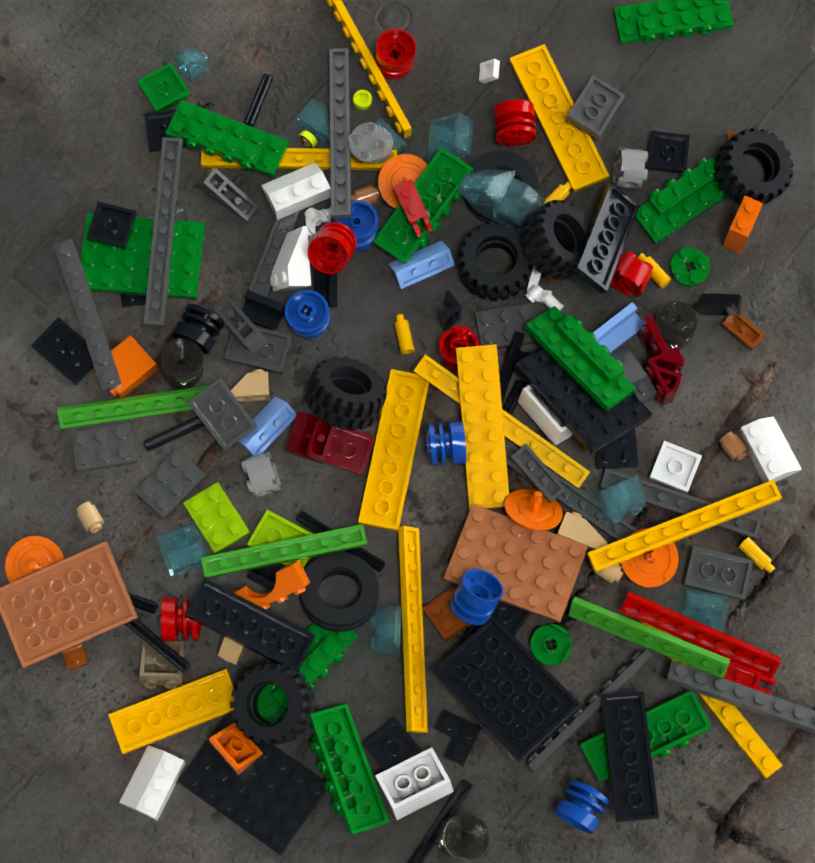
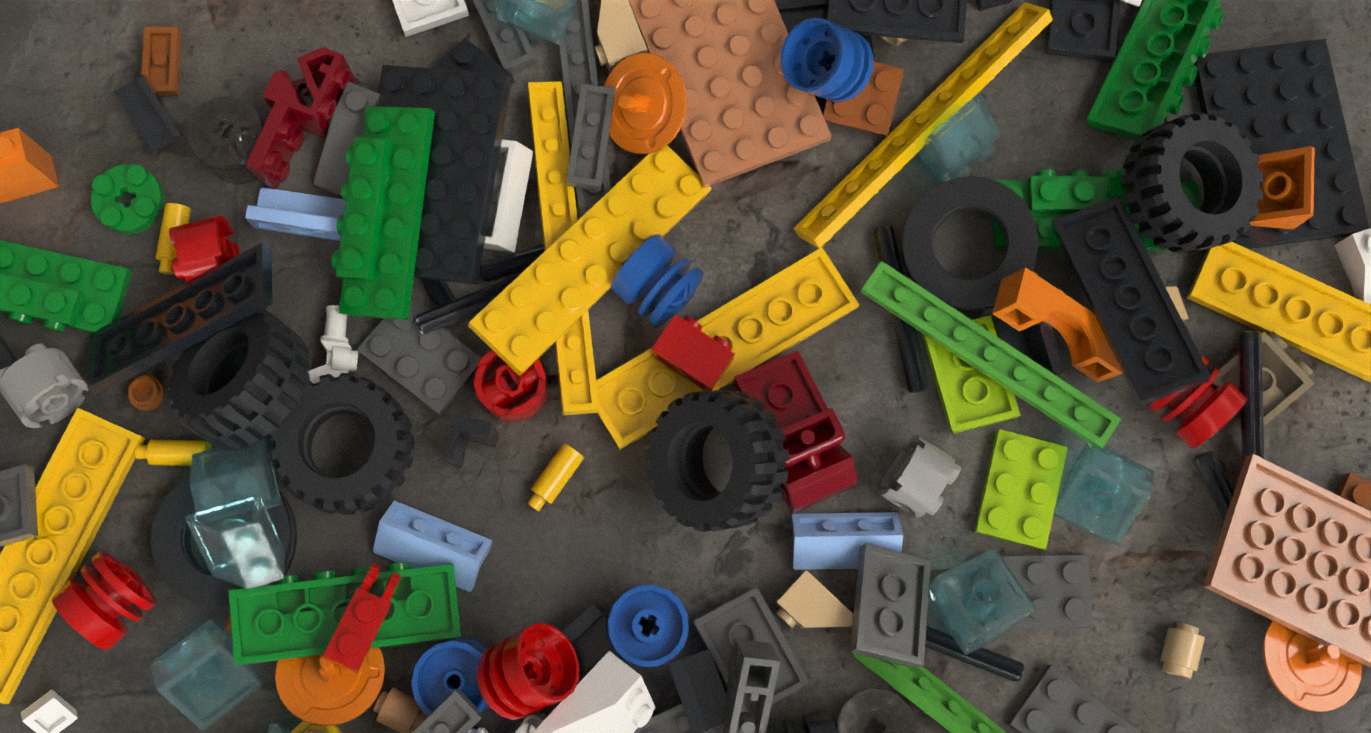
camera: 135 degrees left, 5 degrees up
(189, 452) = (979, 600): none -> clear light blue slope
(401, 429) = (693, 353): none -> red brick
(590, 206) = (146, 393): none -> dark orange plate

